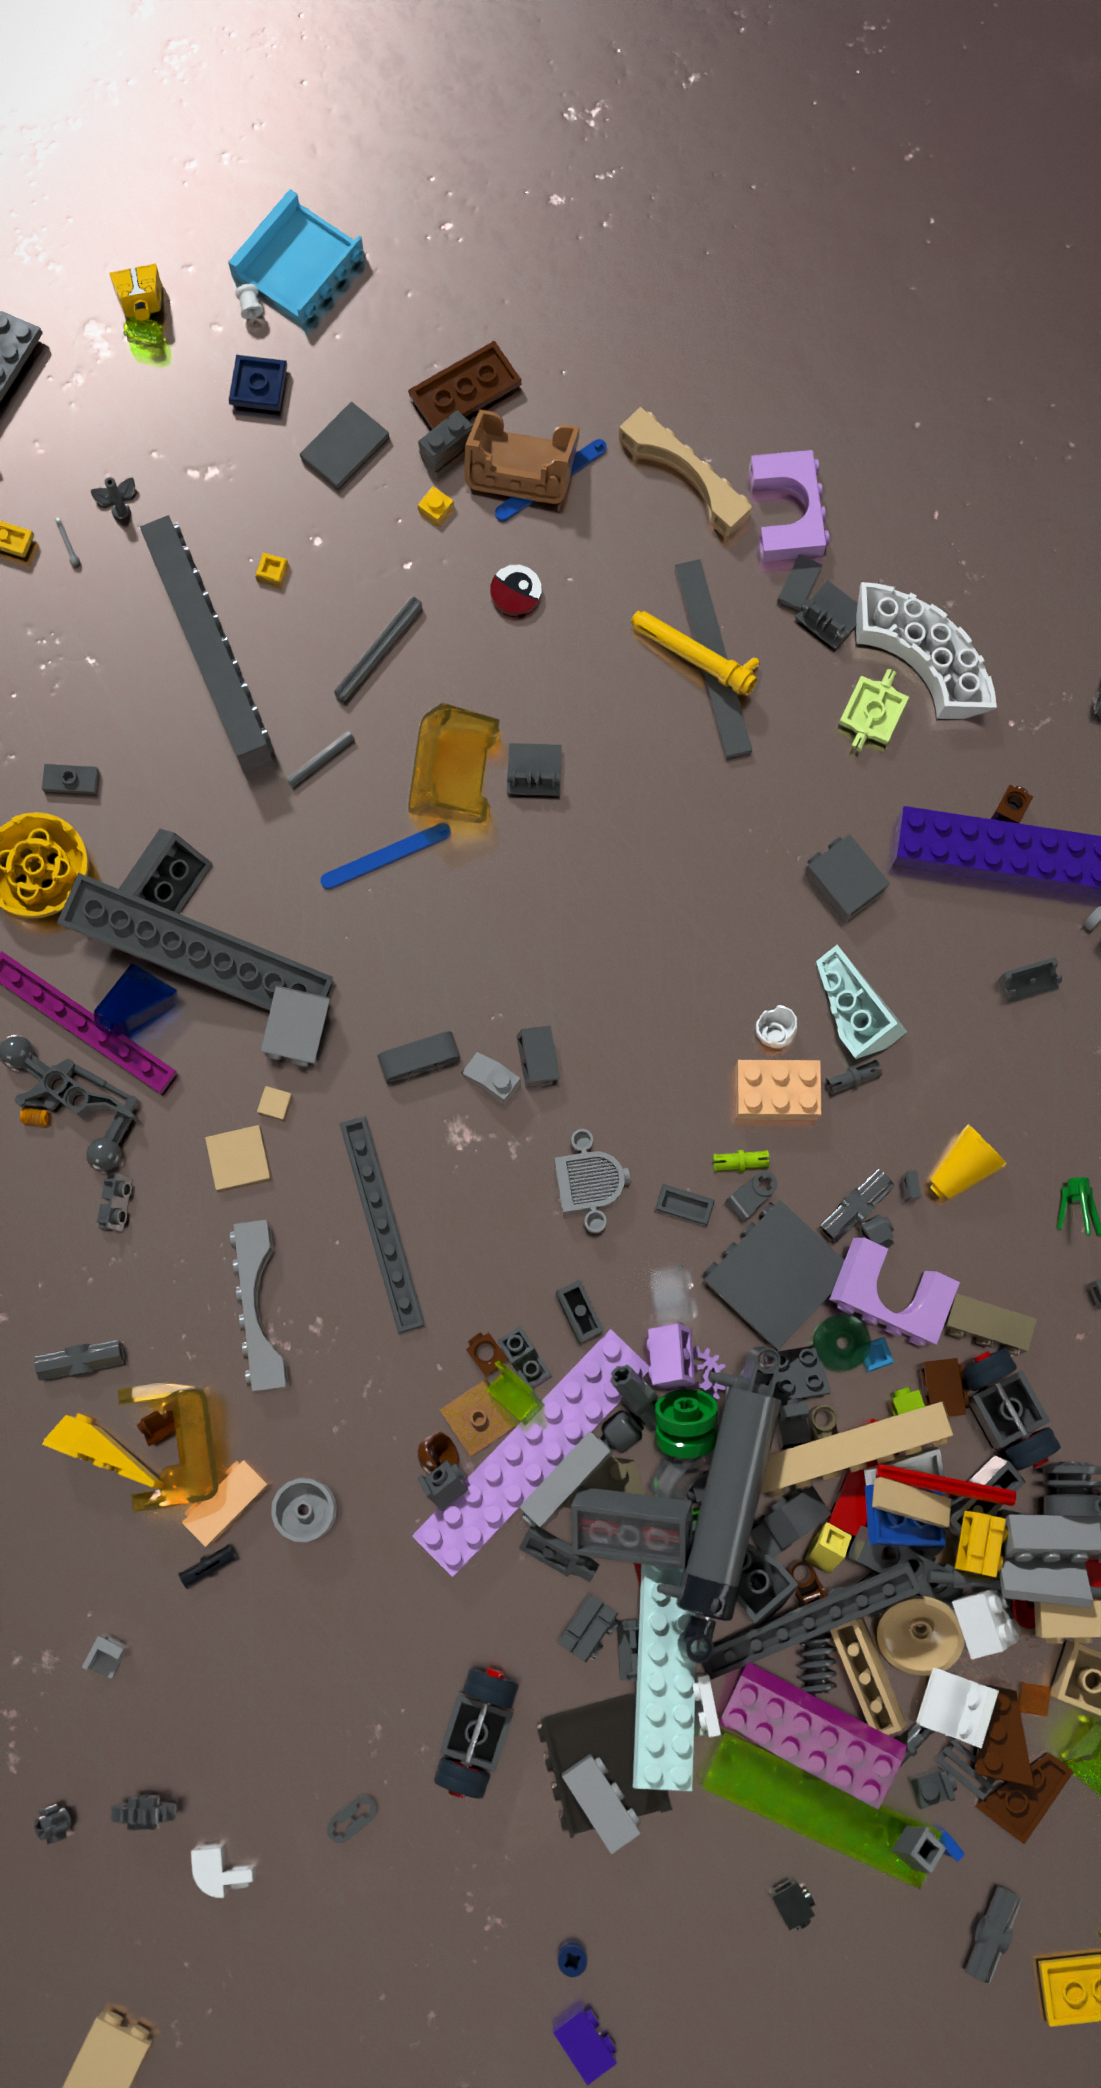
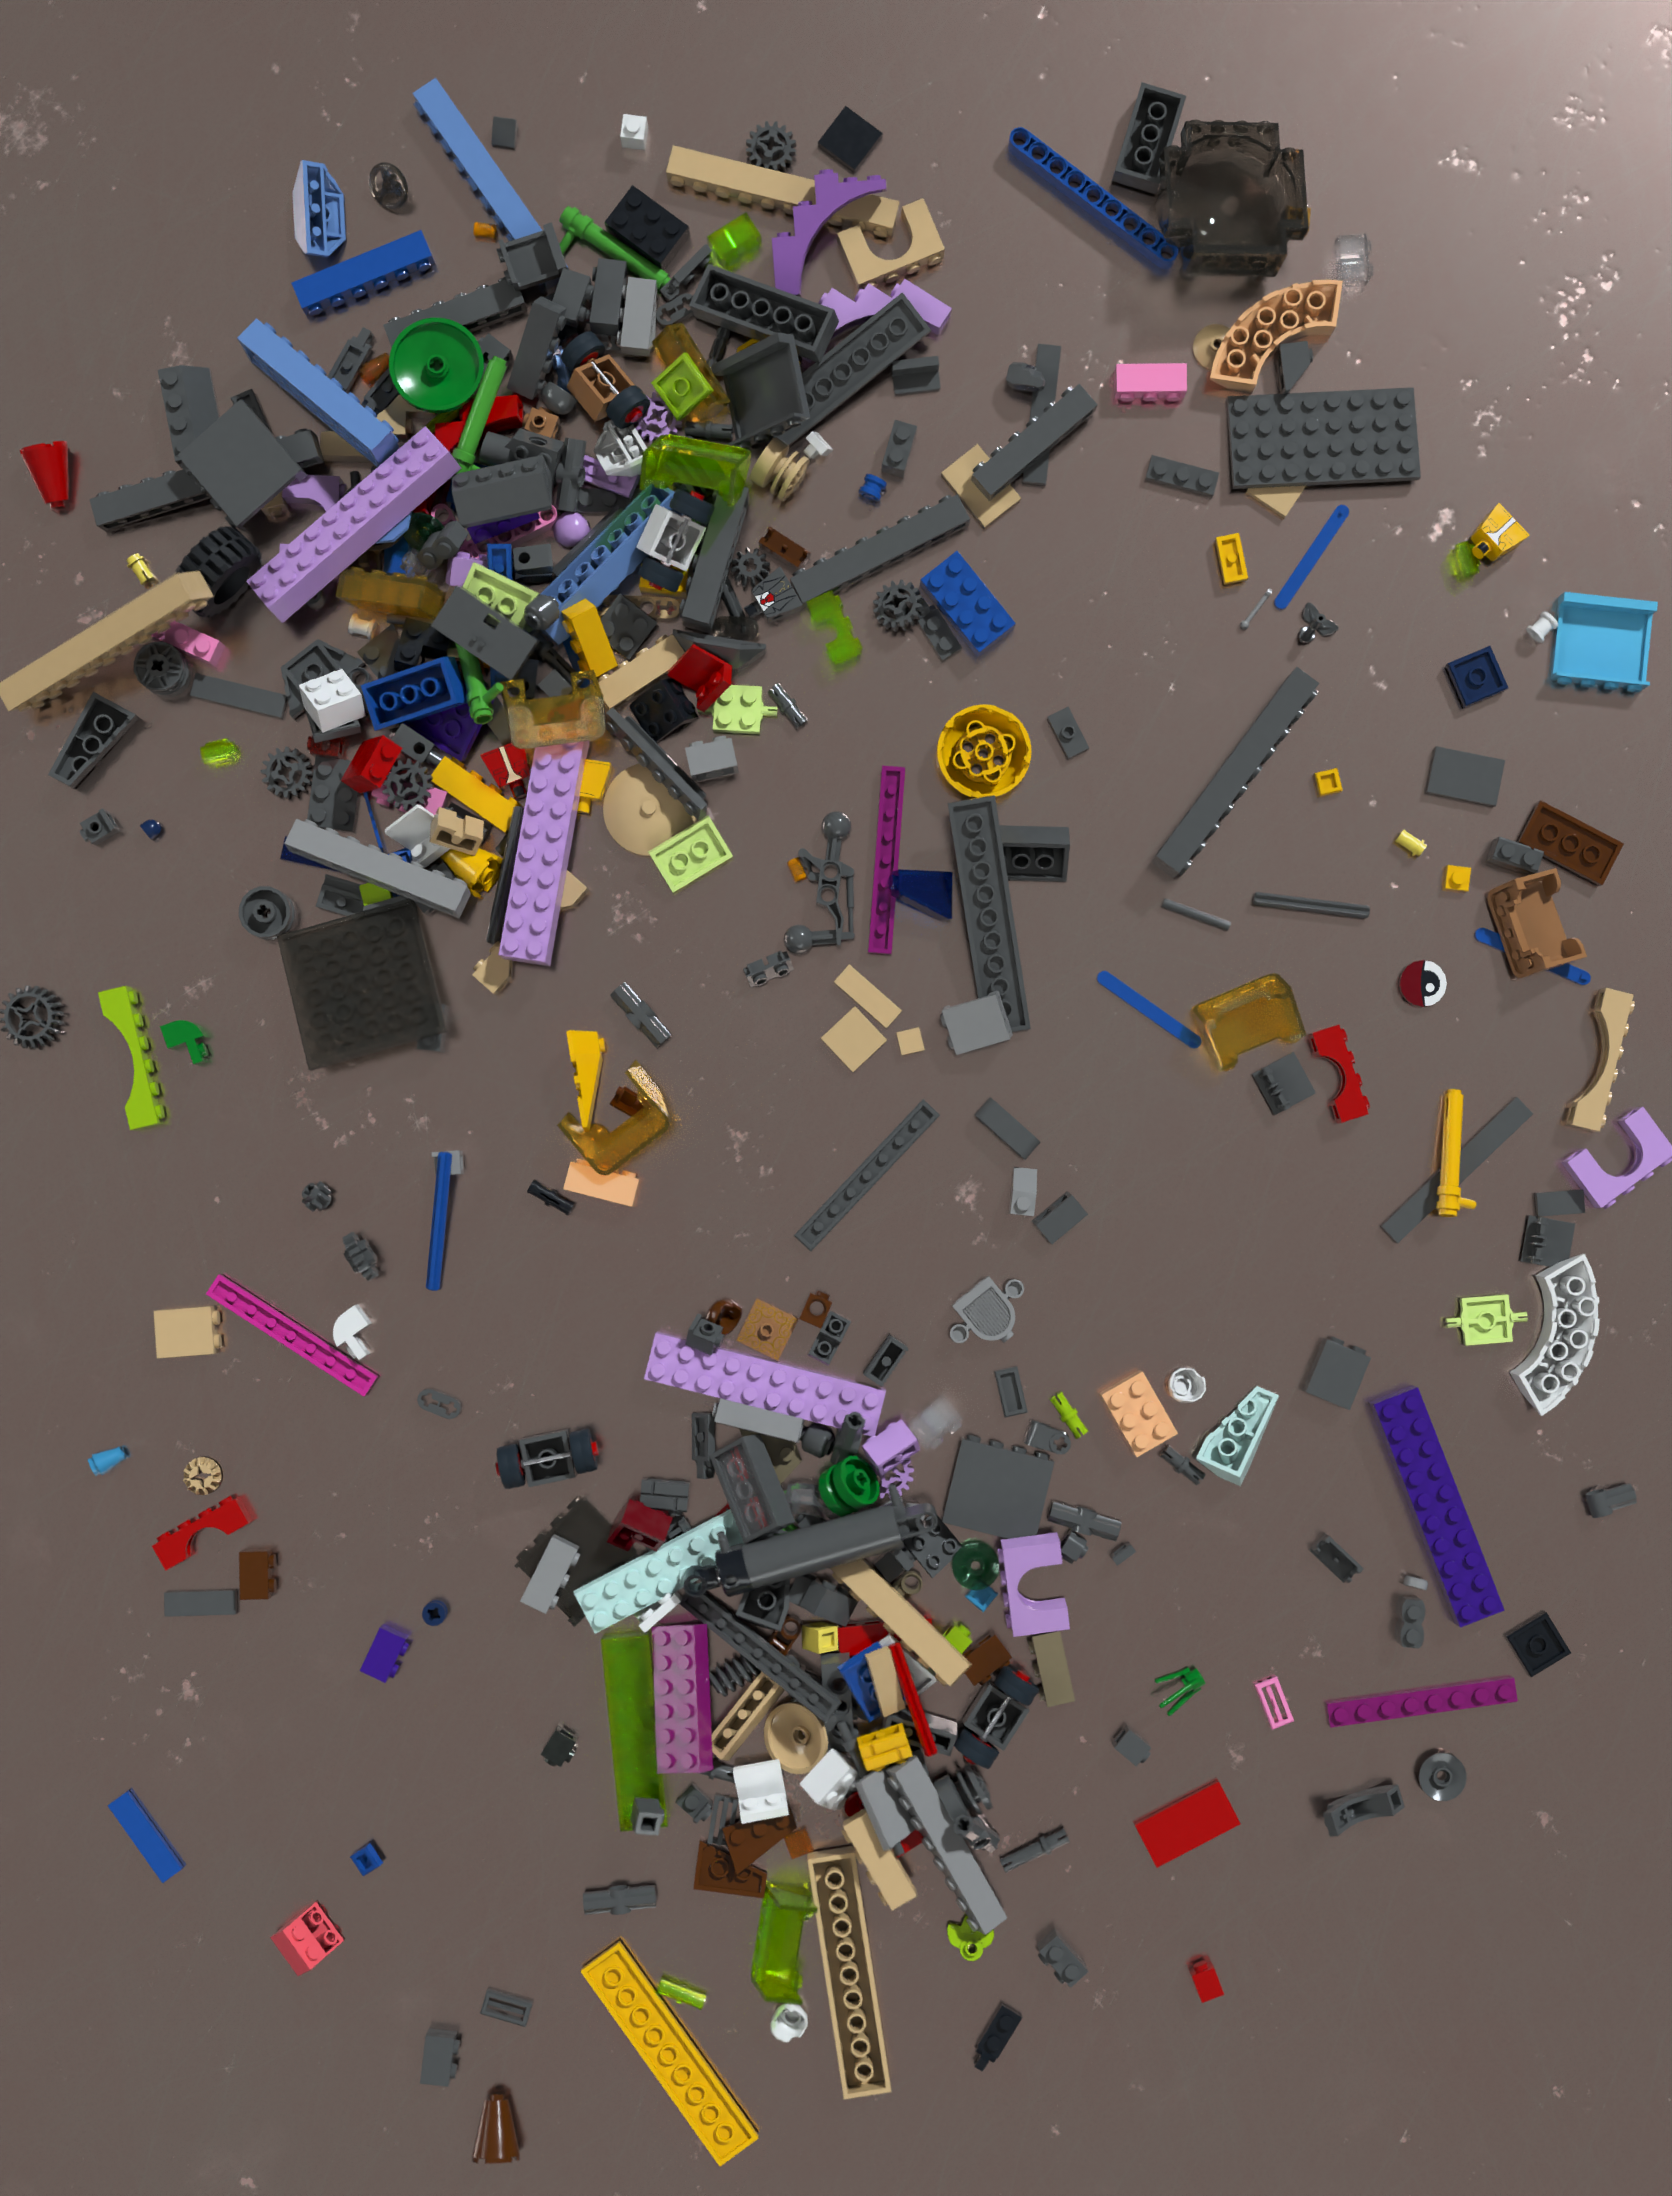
camera: 55 degrees right, 10 degrees up
(51, 467) = (1311, 557): none -> blue piece
(158, 1702) = (439, 1221): none -> blue axle
(182, 1942) = (292, 1335): none -> dark pink plate
(203, 1119) = (867, 996): none -> tan tile
(253, 1249) = (716, 1153): light grey arch -> none
(288, 1503) = (643, 1244): light grey wheel -> none
(376, 526) = (1411, 843): none -> light yellow pin
(515, 1395) = (797, 1348): clear neon green panel -> none
(524, 704) = (1349, 1101): none -> red arch
(603, 1672) = (639, 1525): none -> dark red brick
(952, 1848) = (661, 1839): blue tile -> none
(965, 1164) = (1162, 1585): yellow cone -> none
(1012, 794) = (1458, 1468): reddish brown brick -> none

